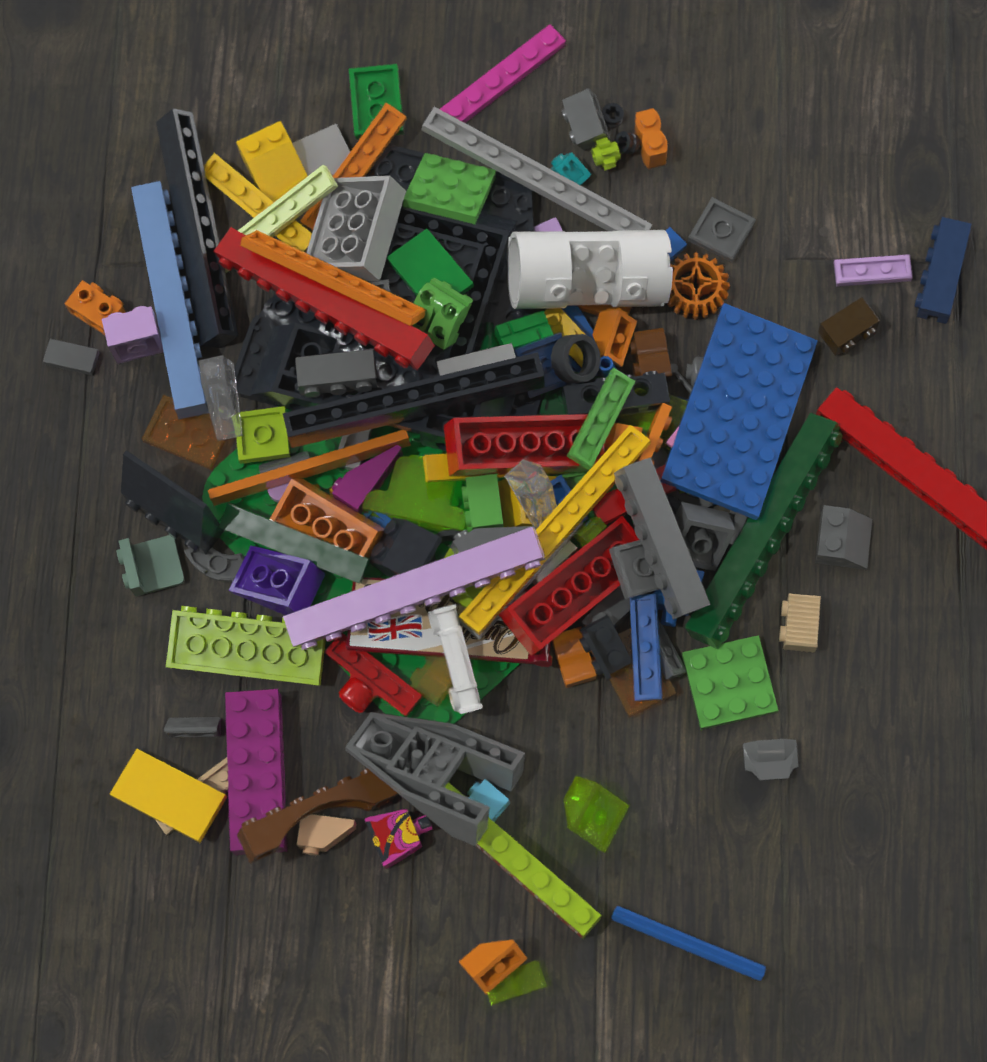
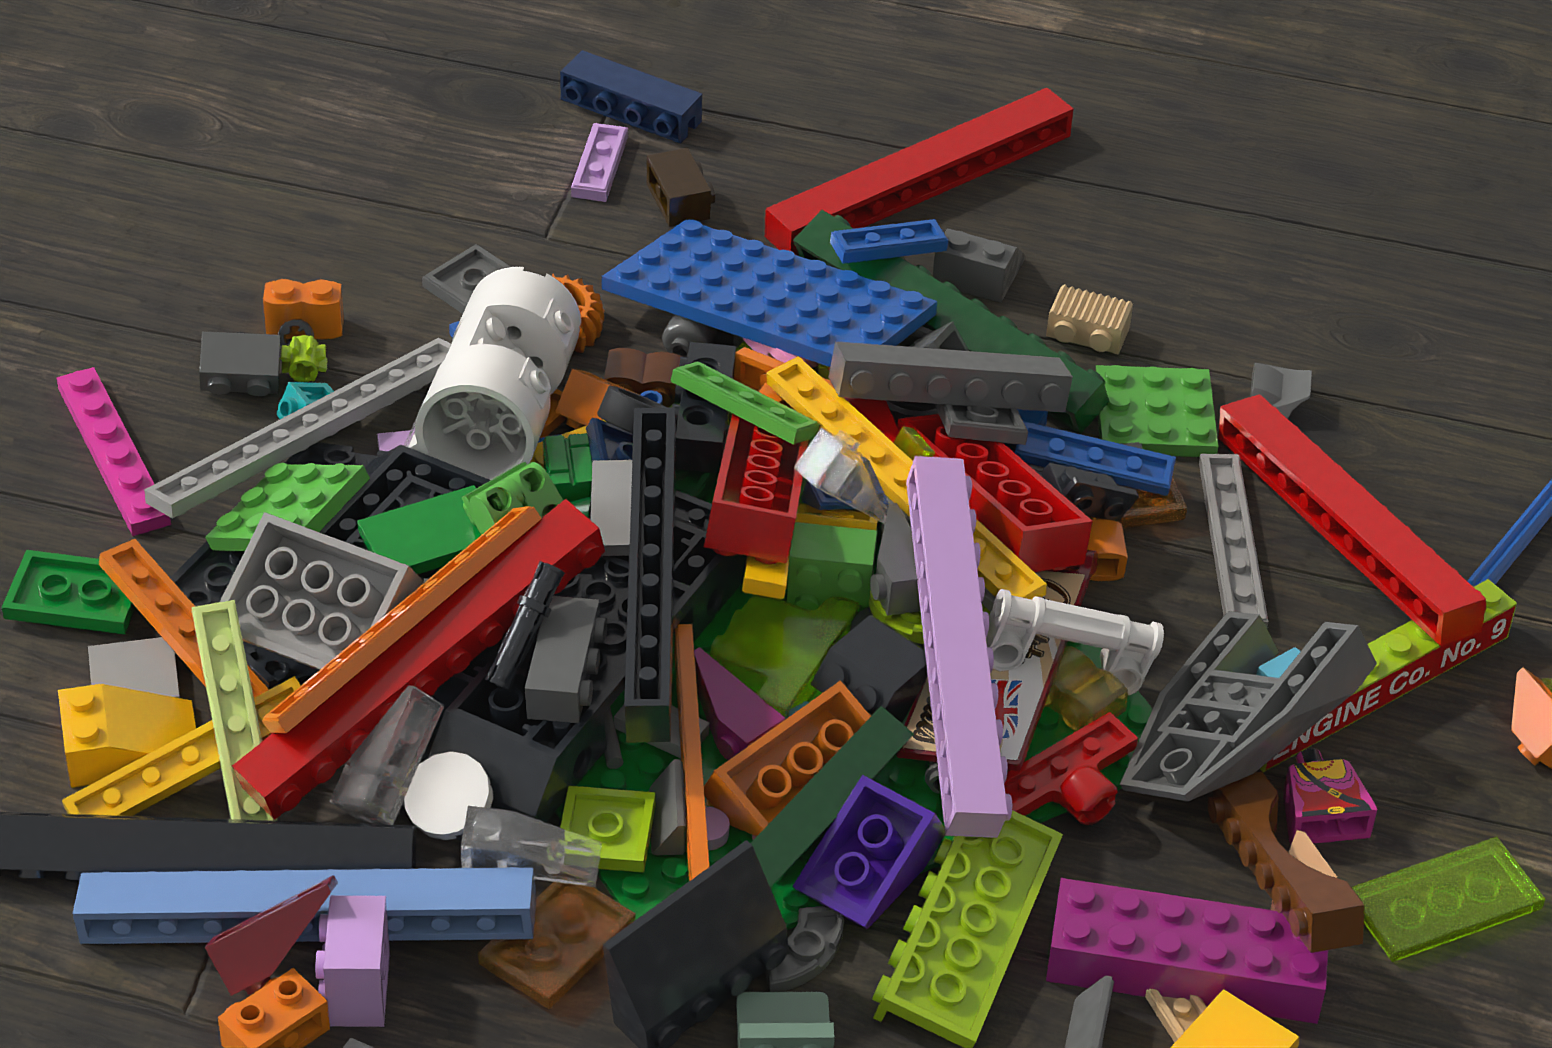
camera: 85 degrees left, 30 degrees down
(130, 282) = (257, 946): none -> dark red slope
(250, 344) = (443, 791): none -> white tile
(256, 304) = (387, 760): none -> clear slope
(342, 918) = (1446, 898): none -> clear neon green tile
(349, 343) = (528, 618): none -> black pin
(593, 812) = (1316, 575): clear neon green slope -> none
(618, 751) = (1232, 535): none -> light grey tile
(631, 817) = (1353, 521): none -> red brick
(811, 472) = (888, 241): none -> blue tile

